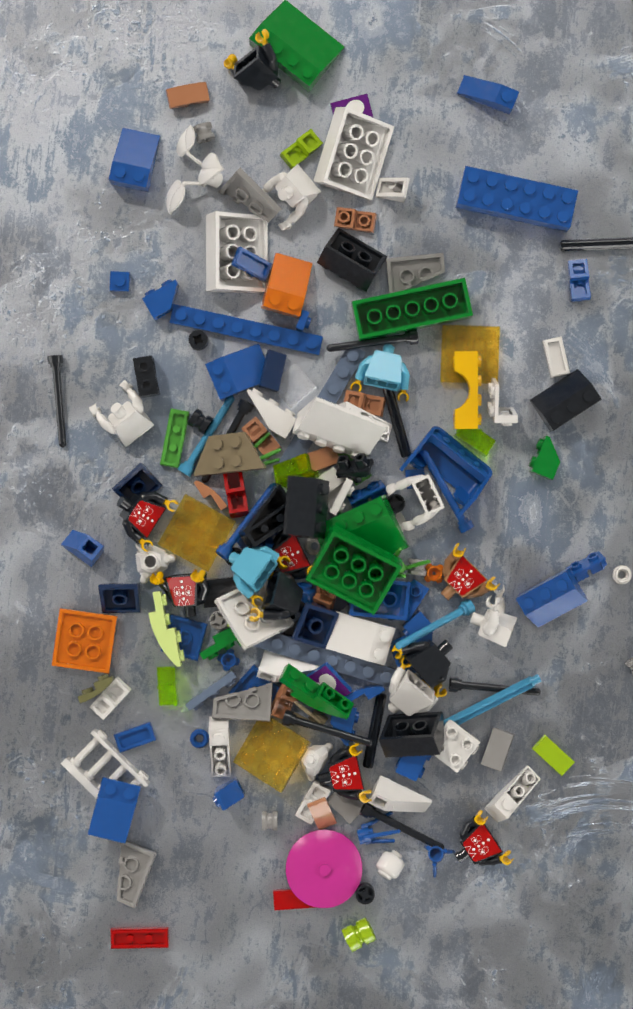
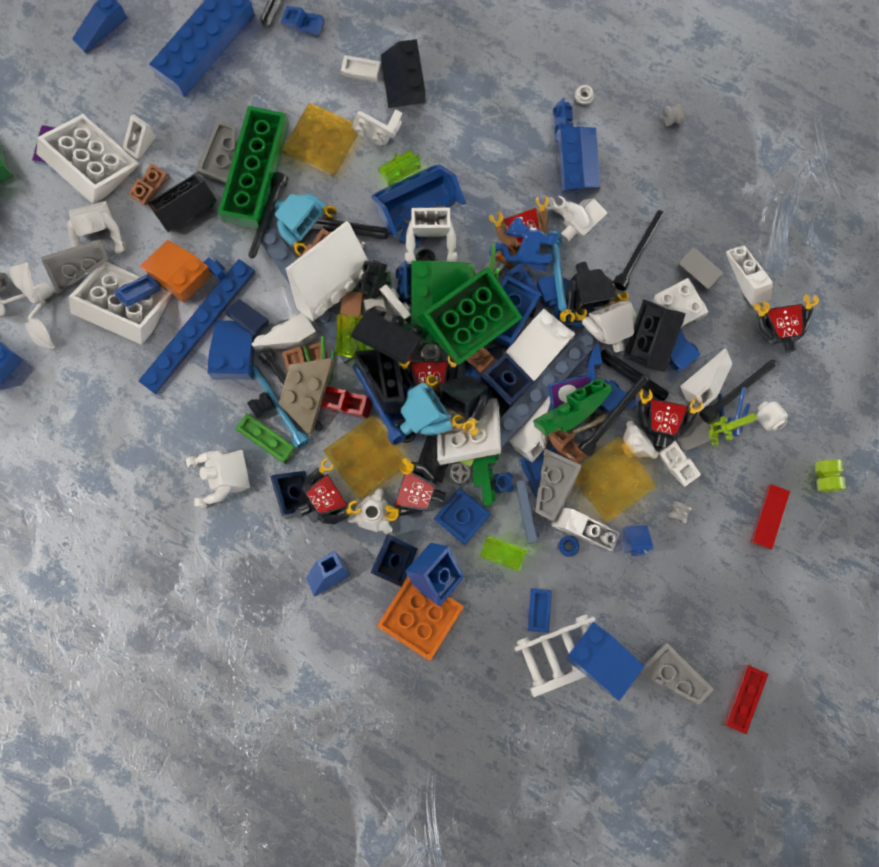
camera: 65 degrees left, 10 degrees down
(55, 363) = (134, 518): black piece -> none
(100, 685) = (472, 619): olive slope -> none
(110, 698) = (489, 617): white slope -> none
(119, 281) = (91, 422): blue plate -> none
(124, 637) = (435, 573): none -> blue slope
(146, 376) = (192, 436): black brick -> none
(162, 300) = (128, 391): blue slope -> none
(167, 637) = (454, 530): yellowish green slope -> none
(201, 340) = (187, 376): black wheel -> none
(206, 491) = (330, 429): nougat slope -> none
(301, 149) = (59, 203): lime slope -> none
(322, 813) = (694, 457): nougat slope -> none
(323, 868) = (749, 482): dark pink dish -> none
(360, 831) = (728, 427): none -> lime piece
(366, 896) = (794, 450): black wheel -> none
(436, 855) = (781, 364): blue plant -> none
(445, 591) = (529, 249): none -> blue animal
(463, 522) = (473, 208): blue piece -> none
(466, 364) = (329, 140): yellow arch -> none
(494, 700) = (652, 249): dark azure piece -> none
(546, 460) = (449, 113): green slope -> none
(553, 755) = (726, 222): lime slope -> none

